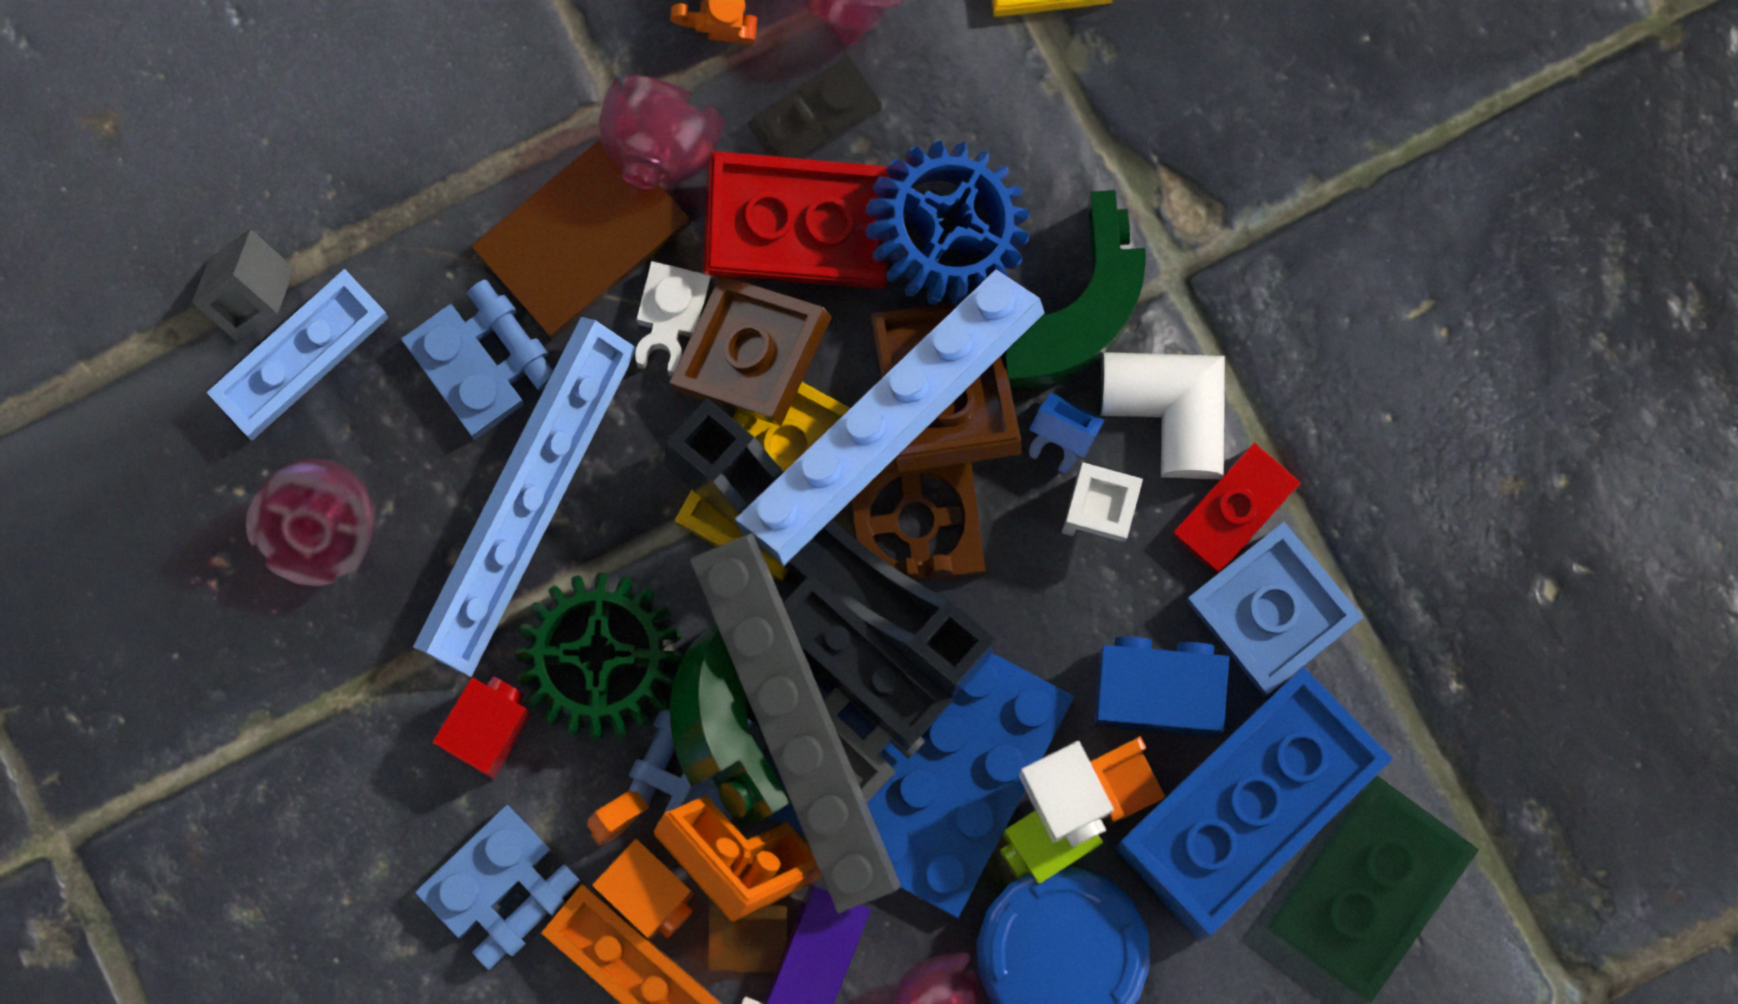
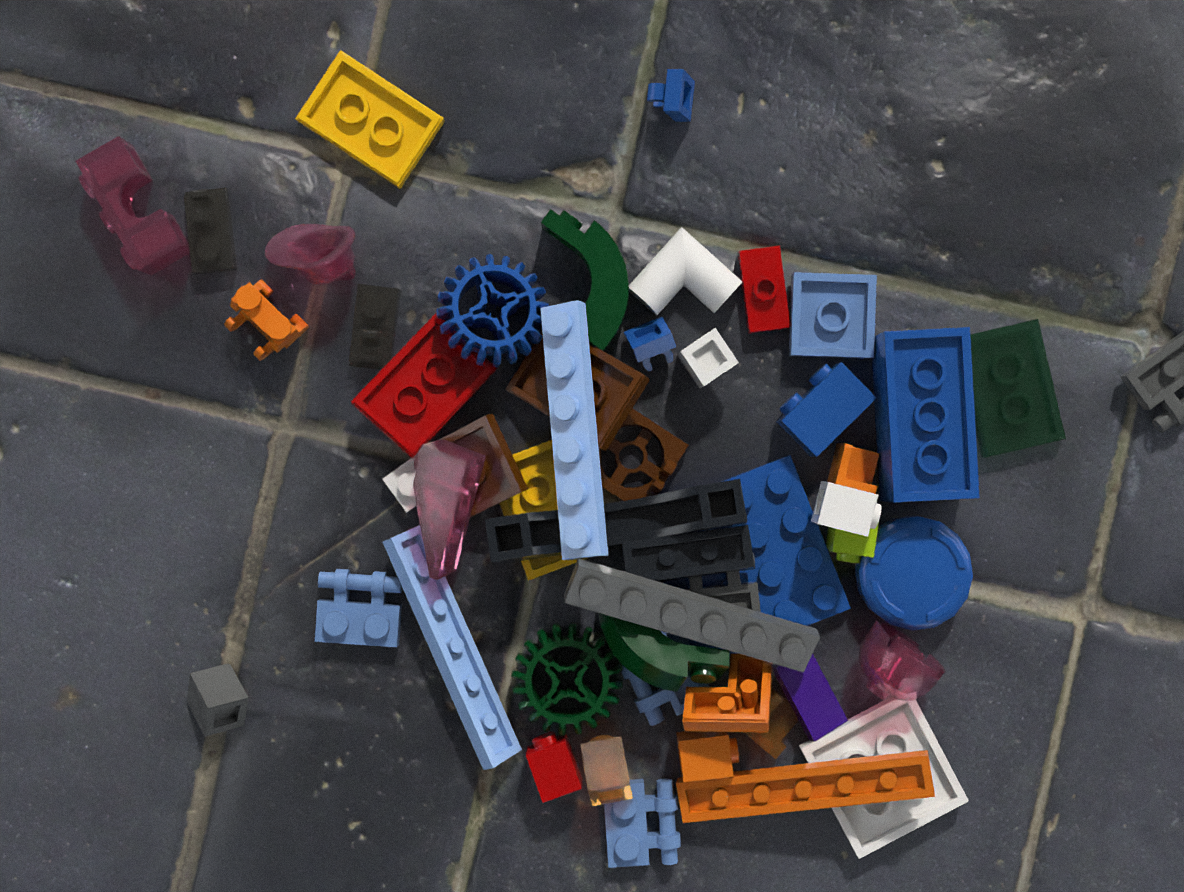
camera: 45 degrees left, 10 degrees up
(298, 354) = (278, 701): light blue plate -> none
(312, 521) = (374, 769): clear pink cylinder -> none
(529, 788) = (606, 770): none -> clear orange brick
(578, 239) = (336, 502): reddish brown tile -> none
(616, 817) = (657, 739): orange tile -> none
(656, 133) = (317, 422): clear pink cylinder -> none
(689, 343) = (444, 499): none -> clear pink slope
(1363, 225) = (674, 96): none -> blue tile

